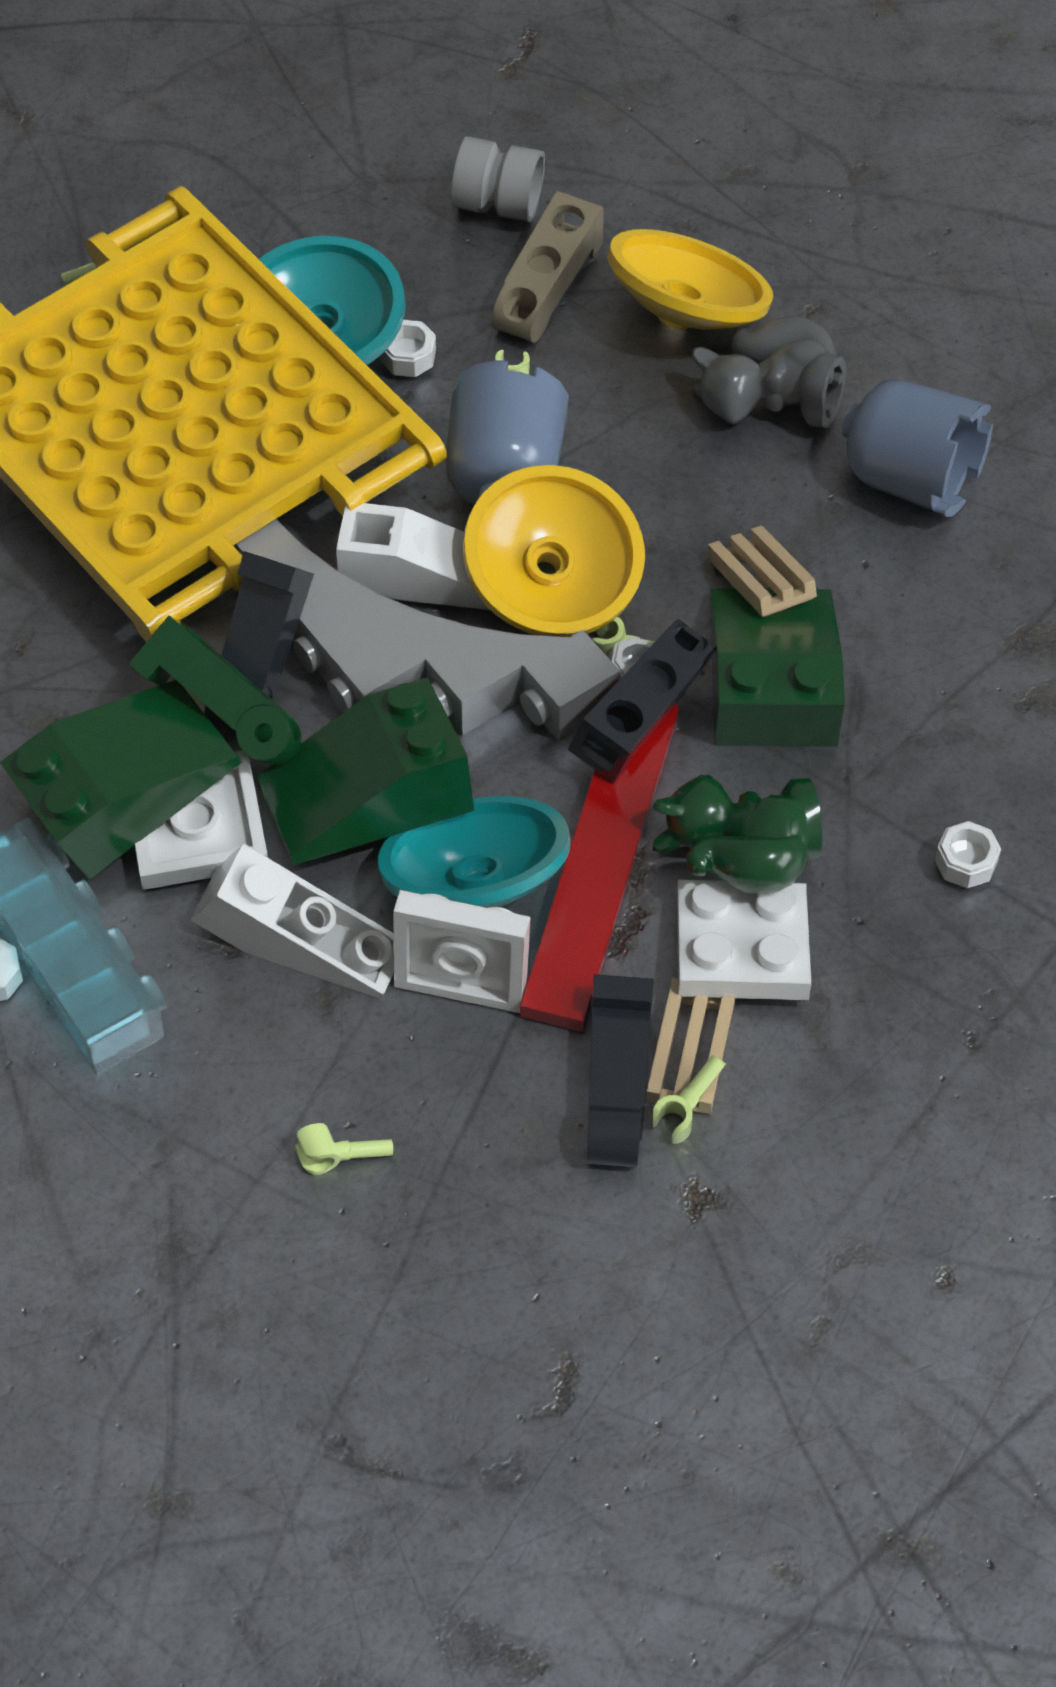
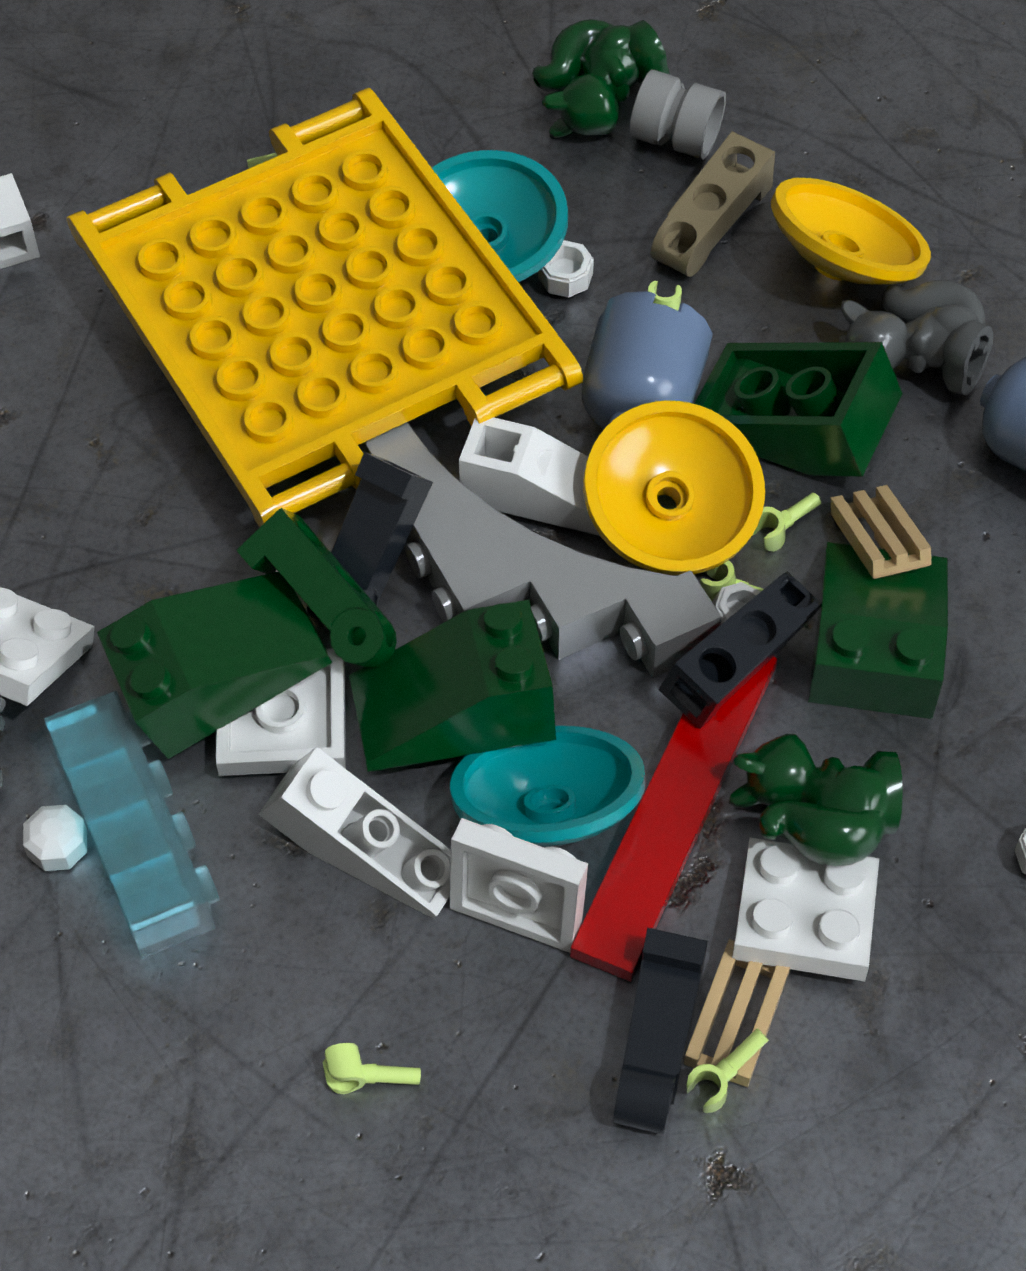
camera: 10 degrees right, 0 degrees up
(422, 132) = (612, 63): none -> dark green animal
(665, 571) = (783, 520): none -> yellowish green hand
(671, 453) = (806, 401): none -> dark green slope

